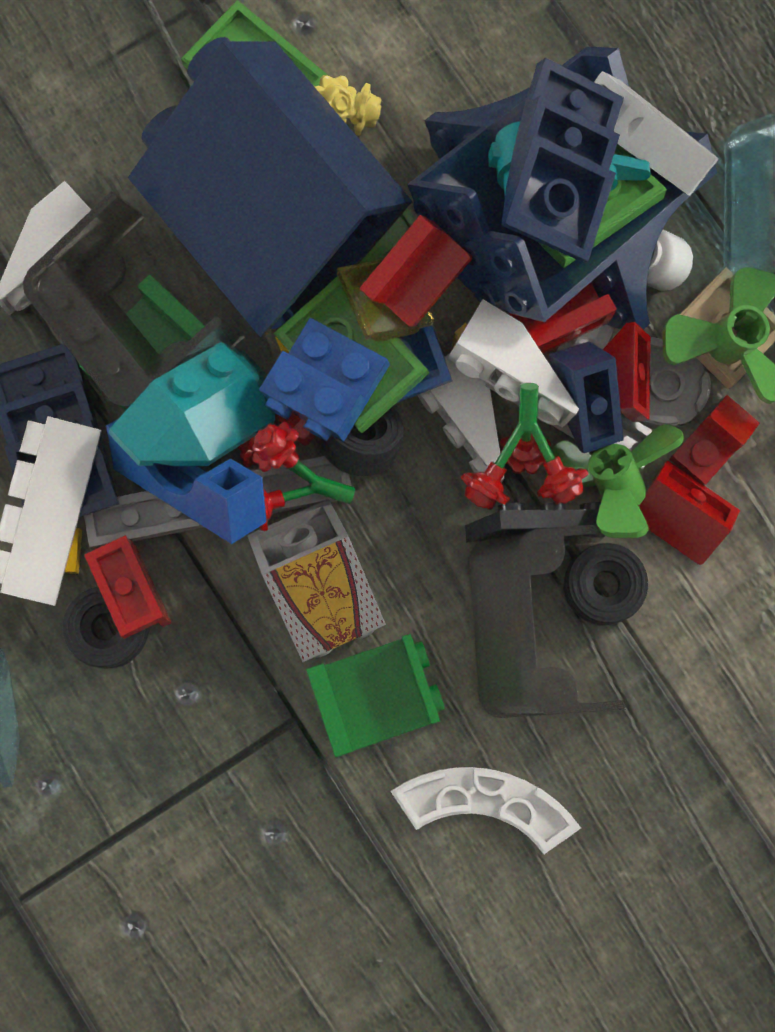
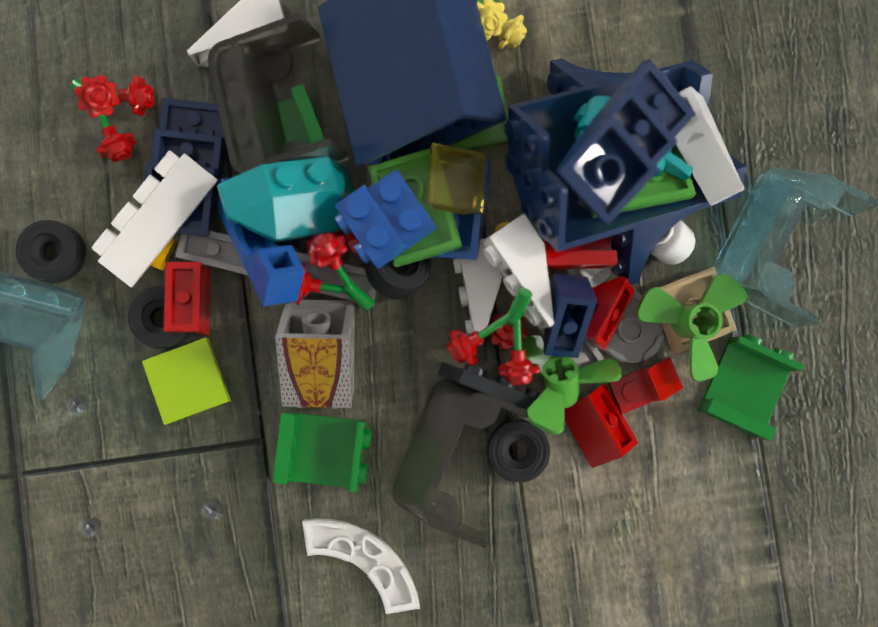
camera: 25 degrees right, 5 degrees up
(170, 690) = (186, 381): none -> lime tile
(417, 271) = (484, 172): red panel -> none

